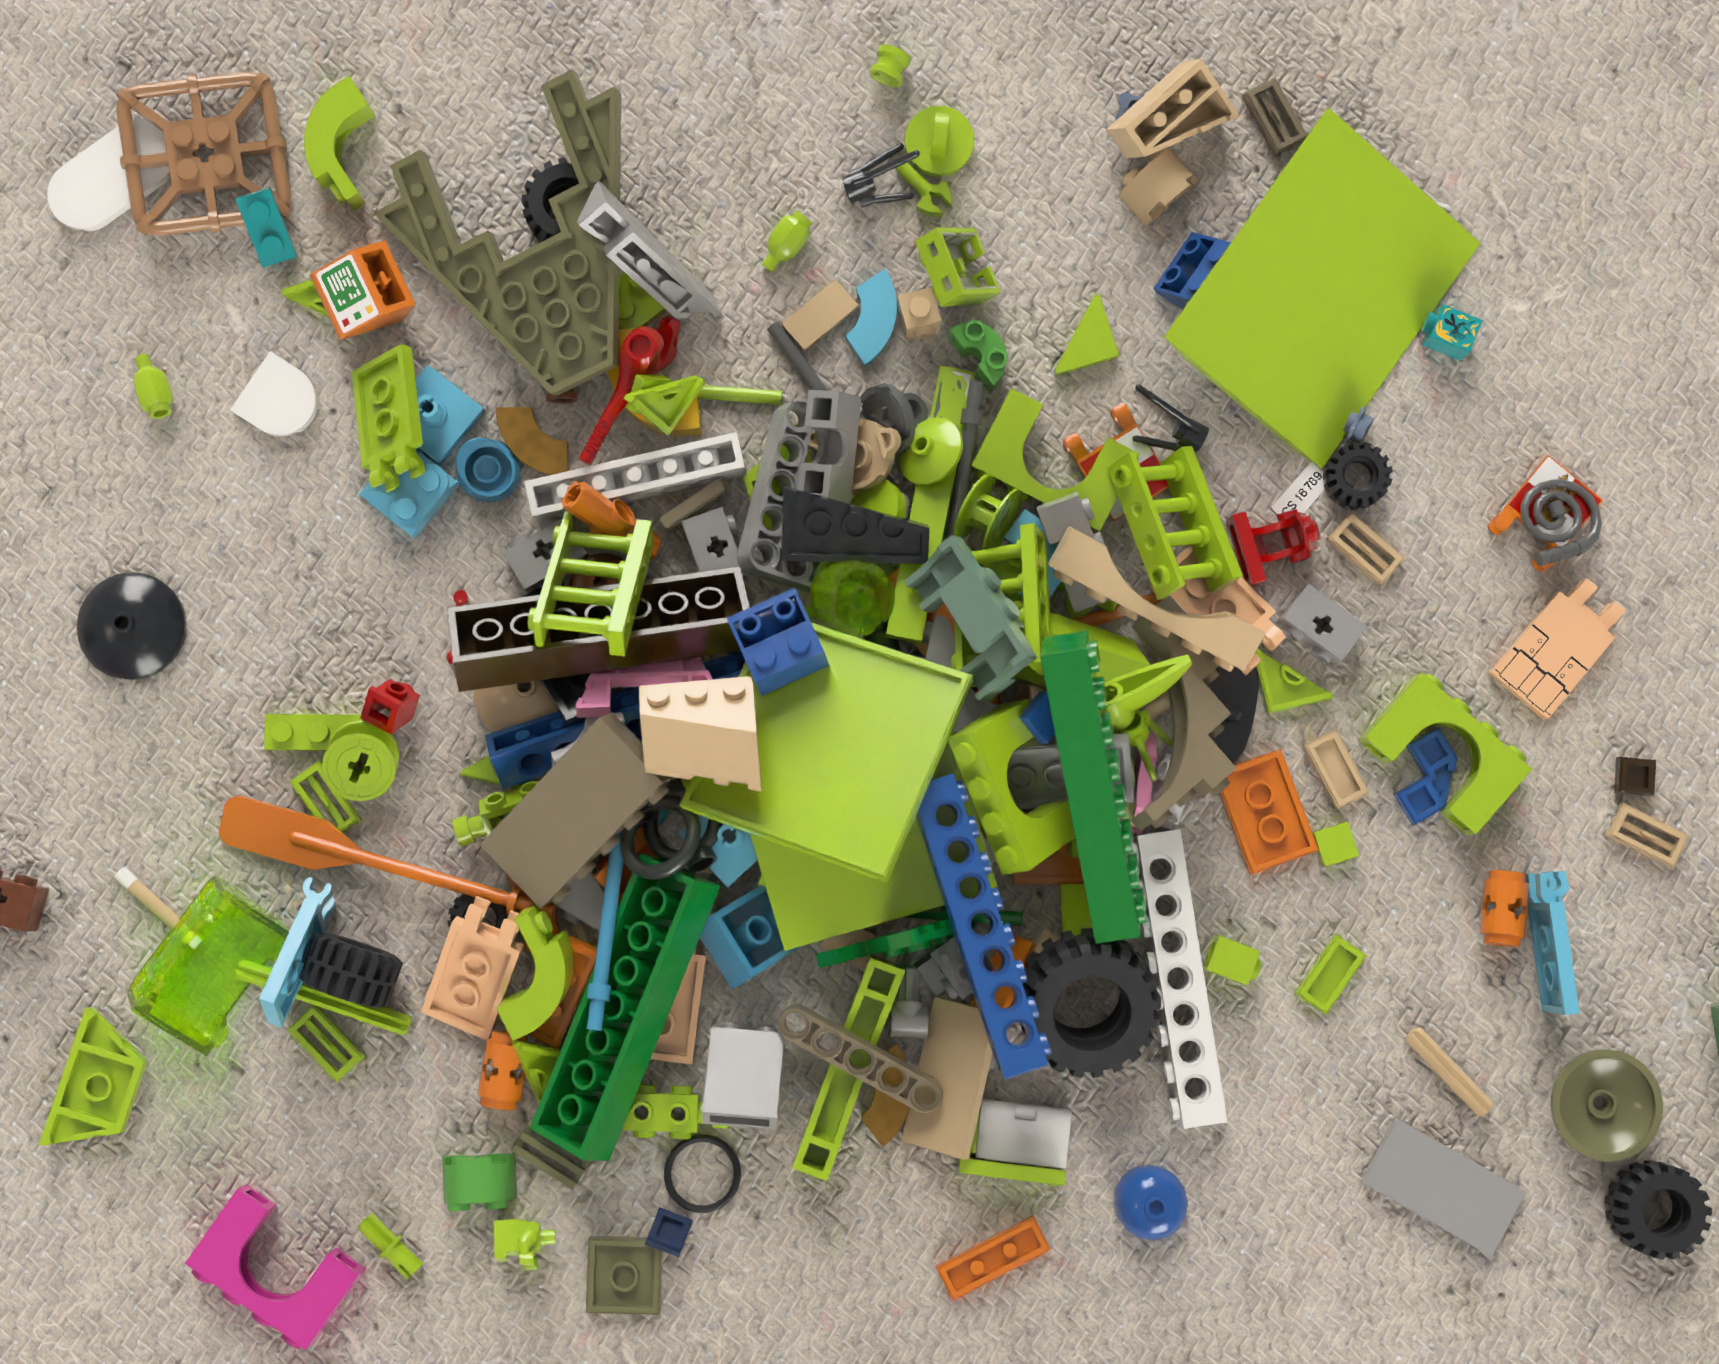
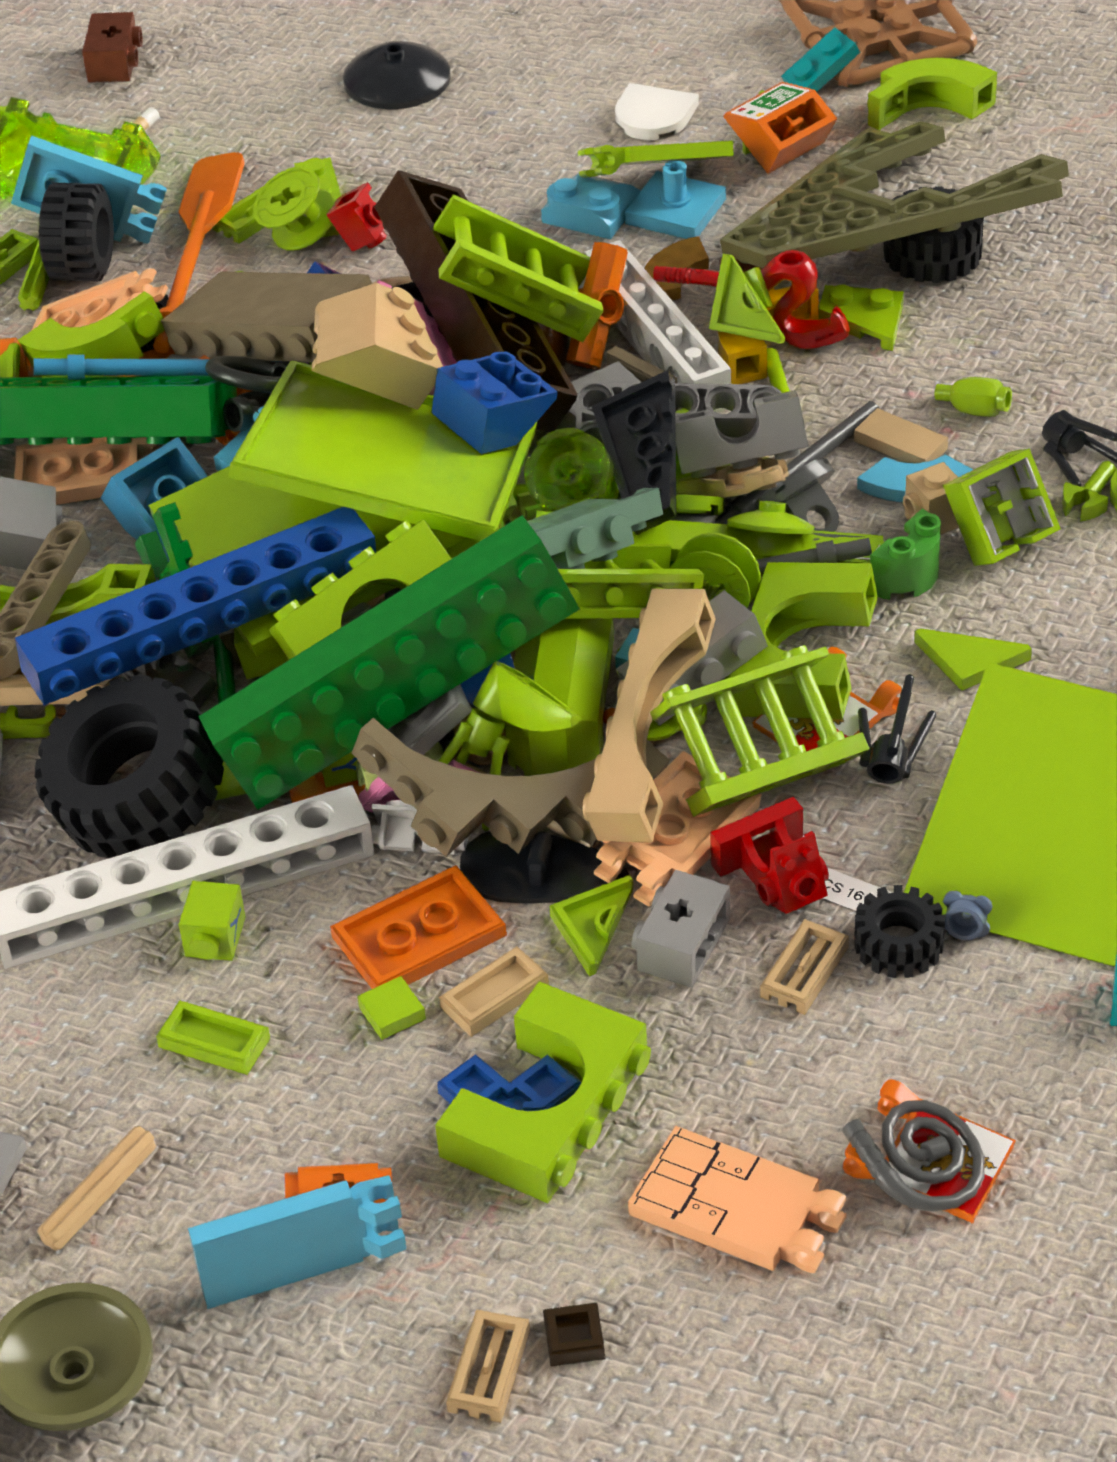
camera: 85 degrees right, 40 degrees down
(152, 388) = (632, 39): lime plant -> none
(487, 469) = (636, 229): dark azure piece -> none
(643, 256) = (894, 262): light grey wedge -> none

